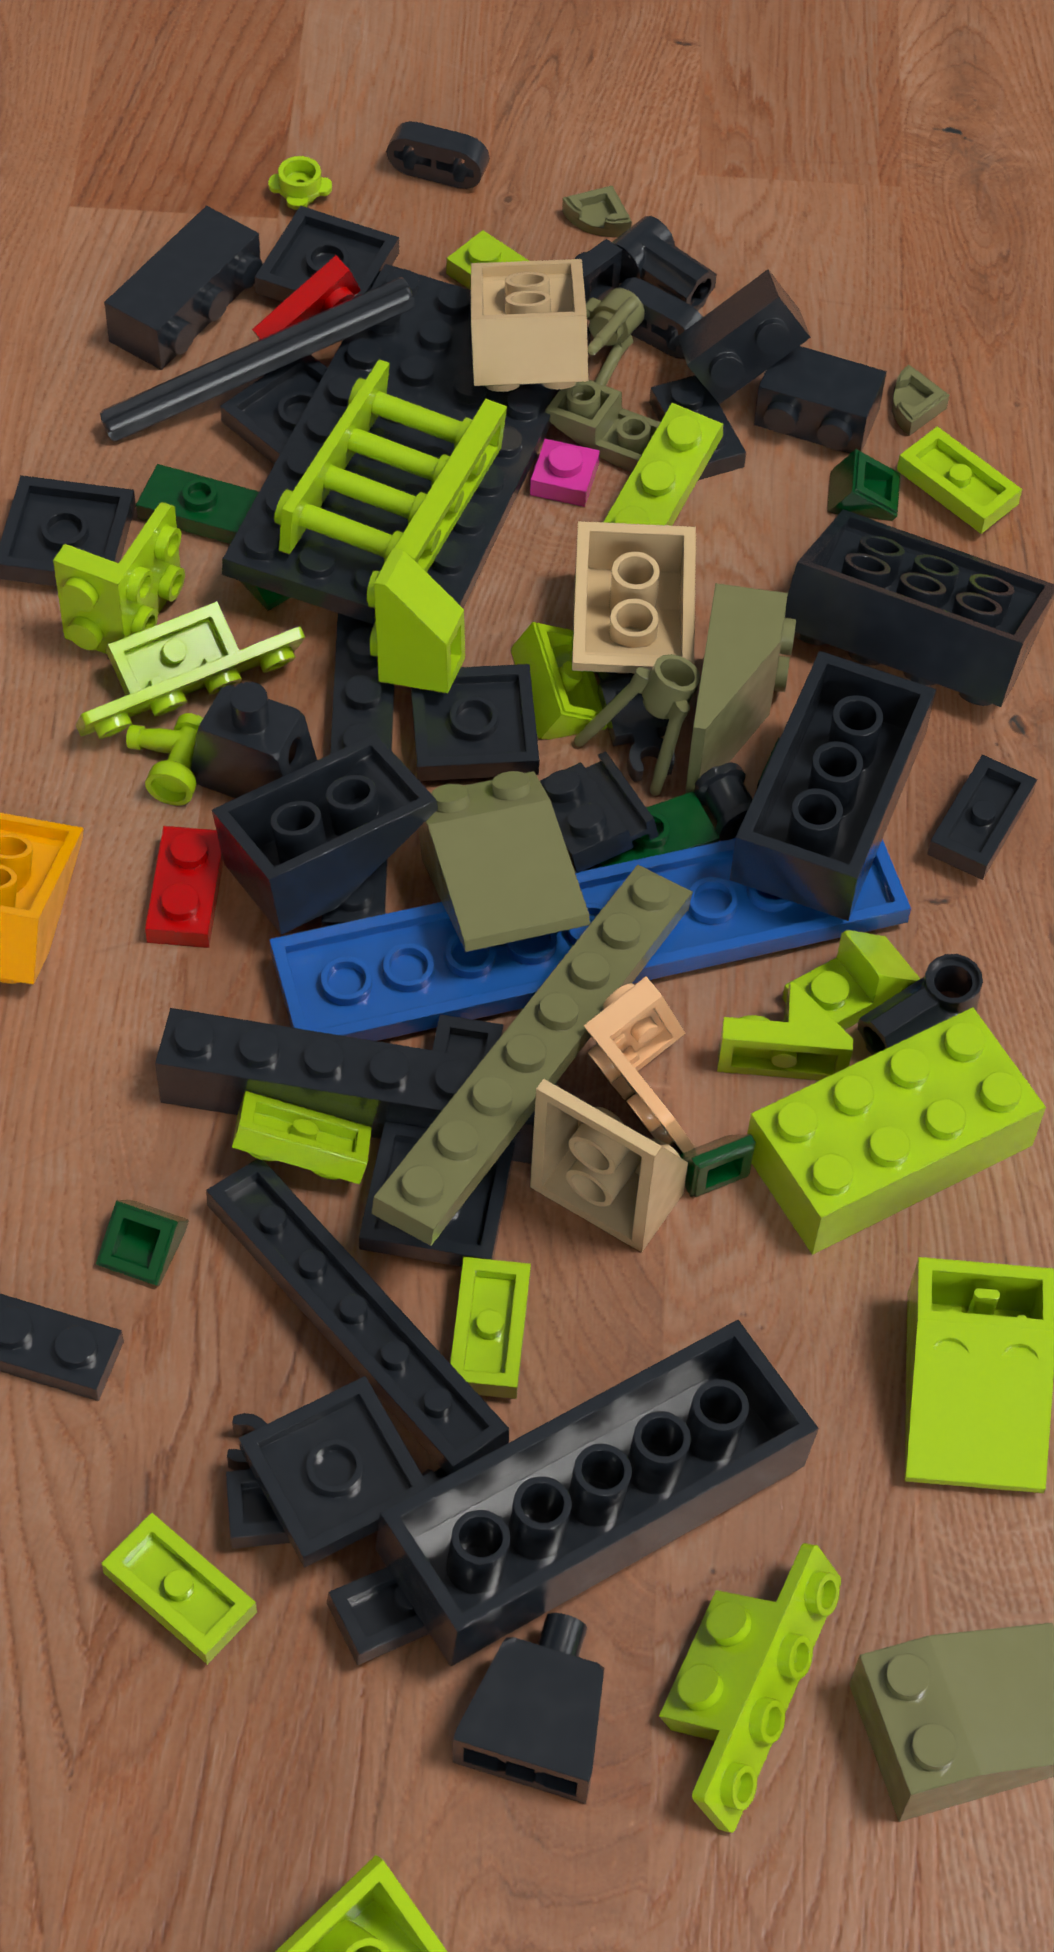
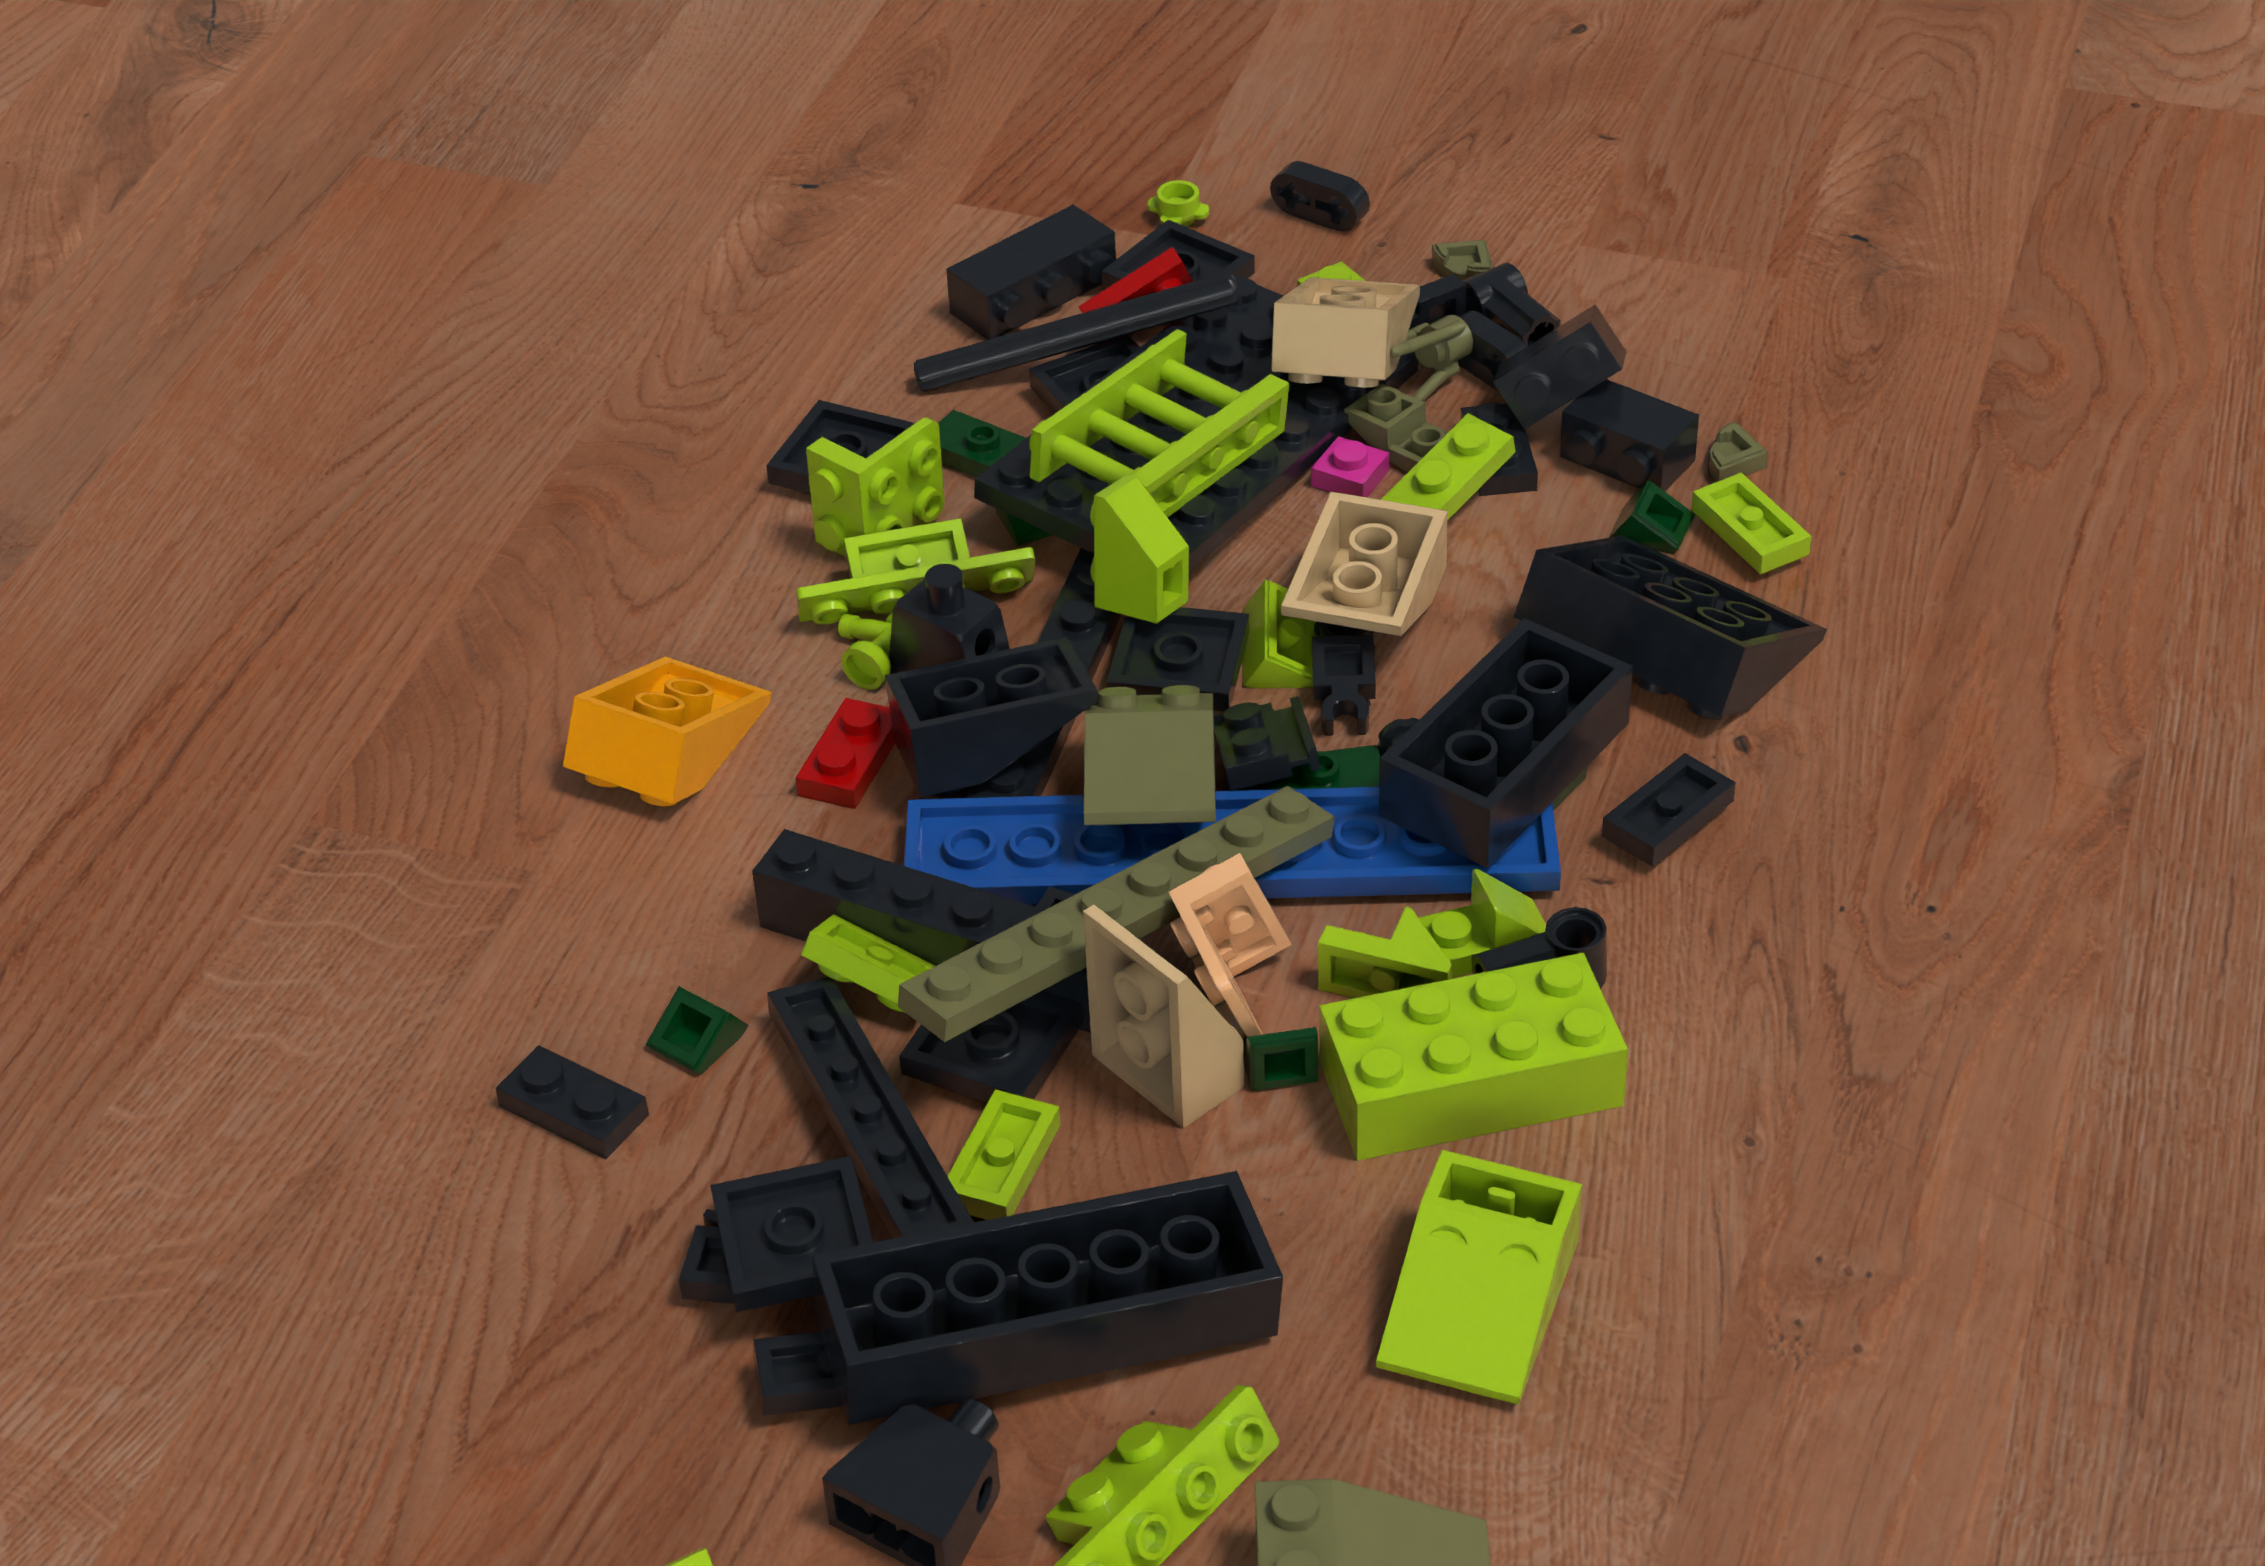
camera: 20 degrees right, 15 degrees down
(179, 1588) = (617, 1317): lime plate -> none
(665, 695) = (1365, 639): olive plant -> none
(738, 673) = (1440, 636): olive slope -> none

